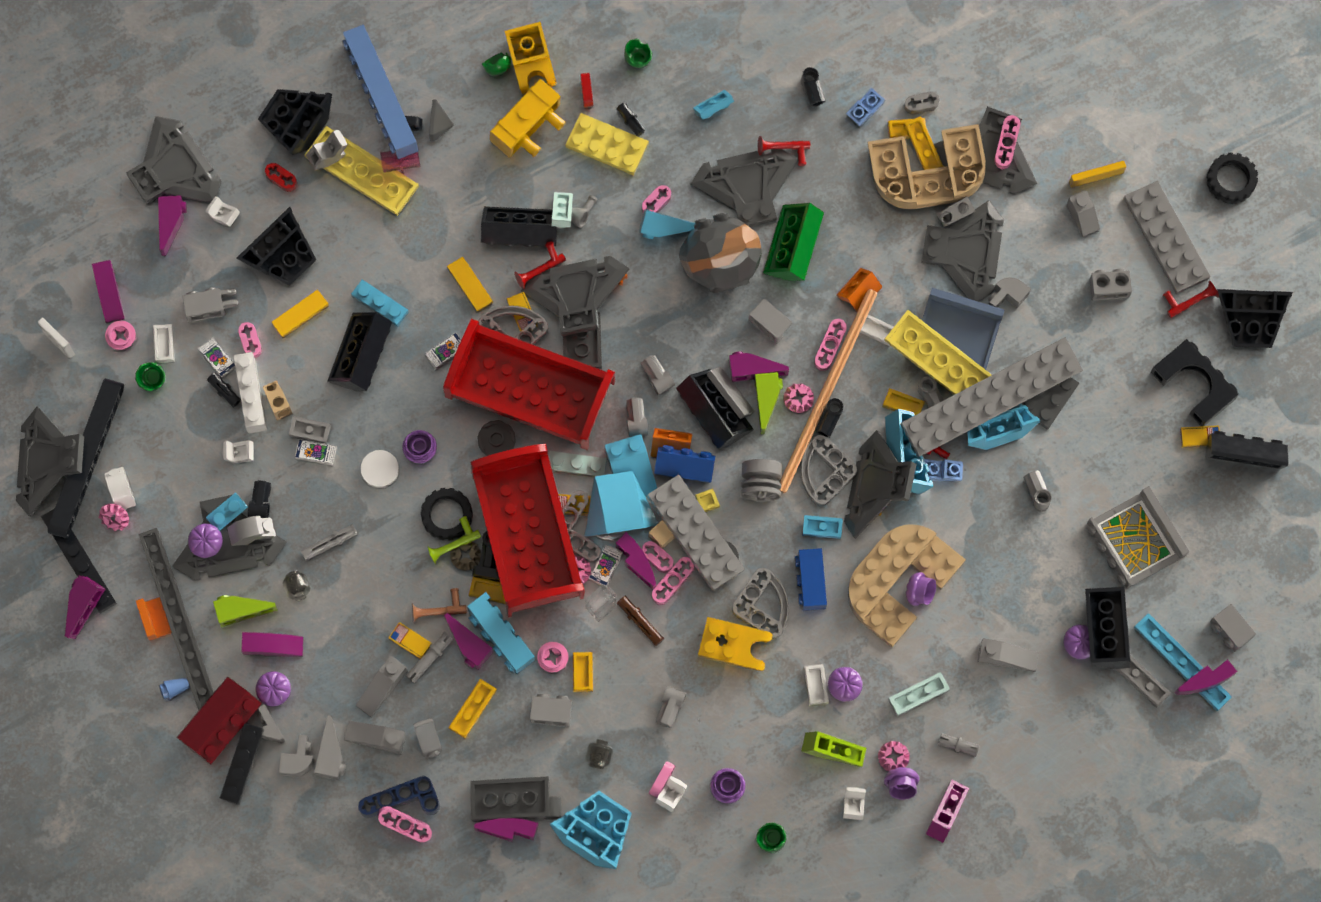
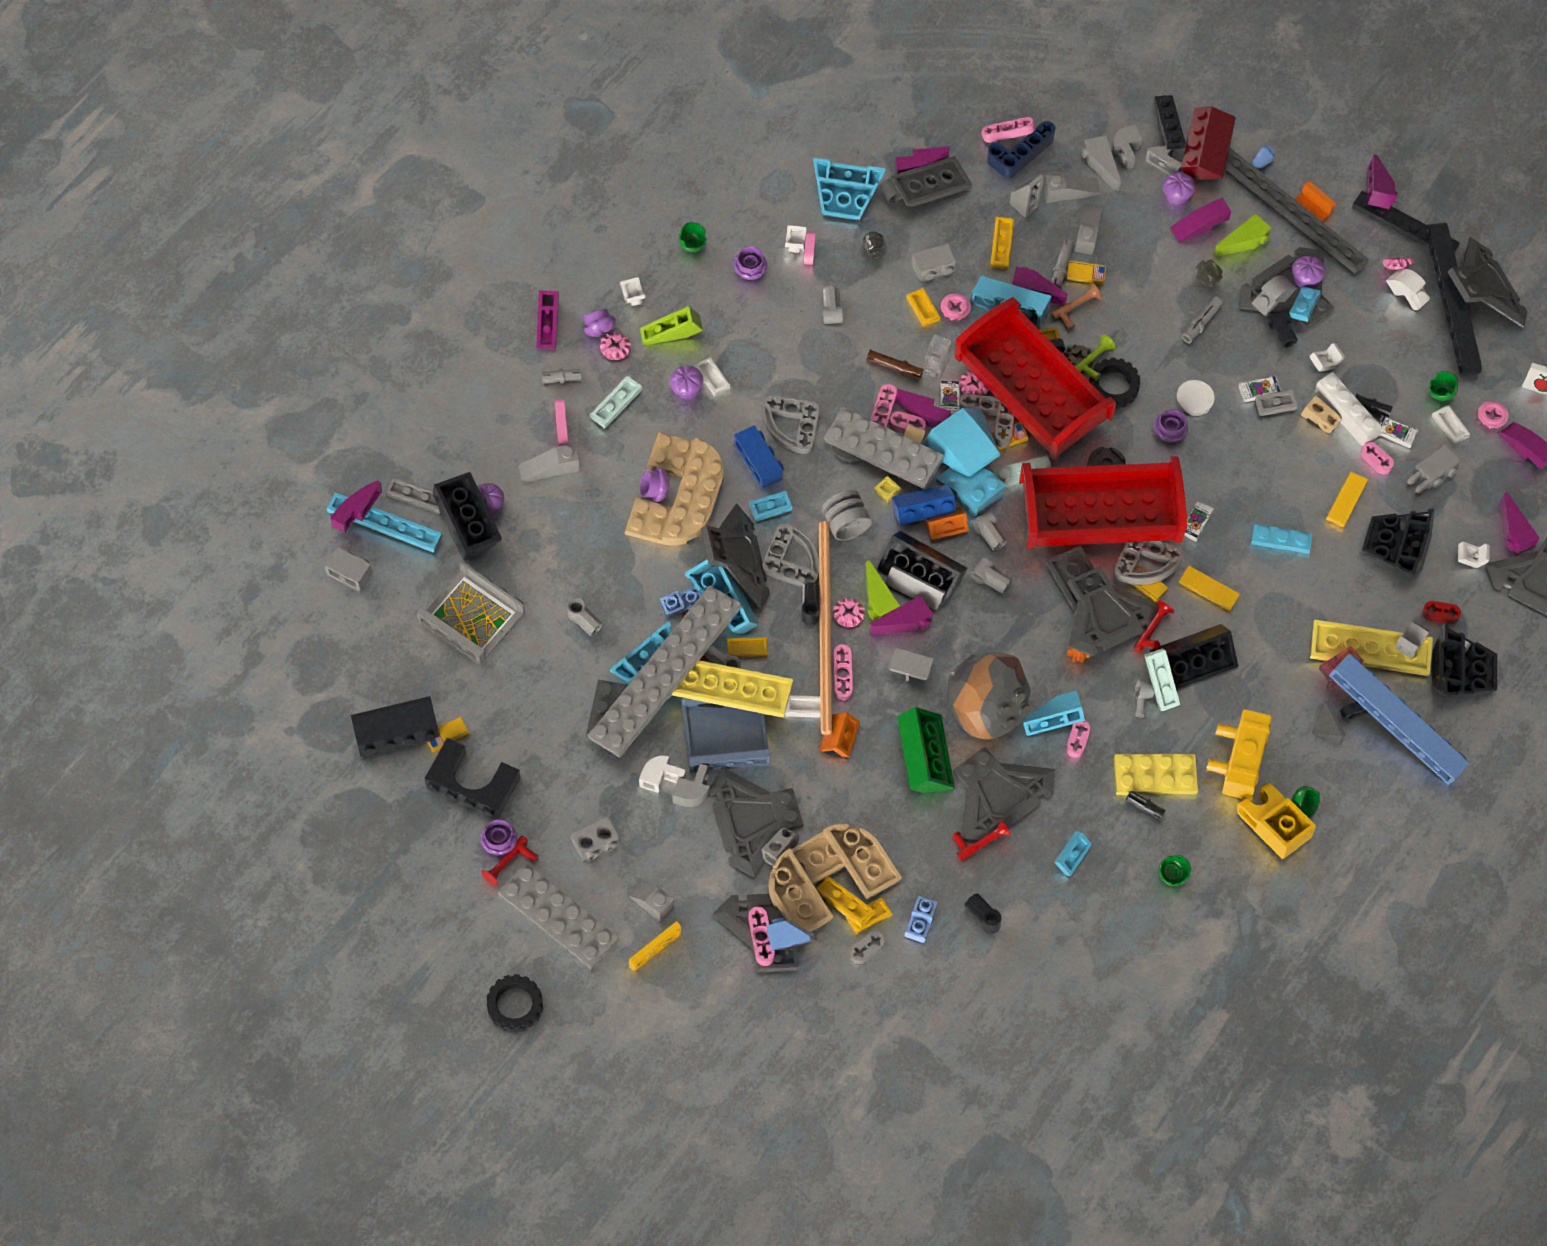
camera: 155 degrees right, 10 degrees down
(360, 351) = (1272, 485): black slope -> none
(586, 89) = (1204, 815): red beam -> none
(737, 649) = (802, 373): yellow brick -> none
(980, 691) = (561, 422): none -> bright pink beam
(987, 124) = (787, 934): none -> medium blue slope
(1031, 322) = (657, 770): none -> white brick
(1192, 320) = (498, 837): none -> medium lavender piece
(1253, 315) = (440, 868): black wedge -> none

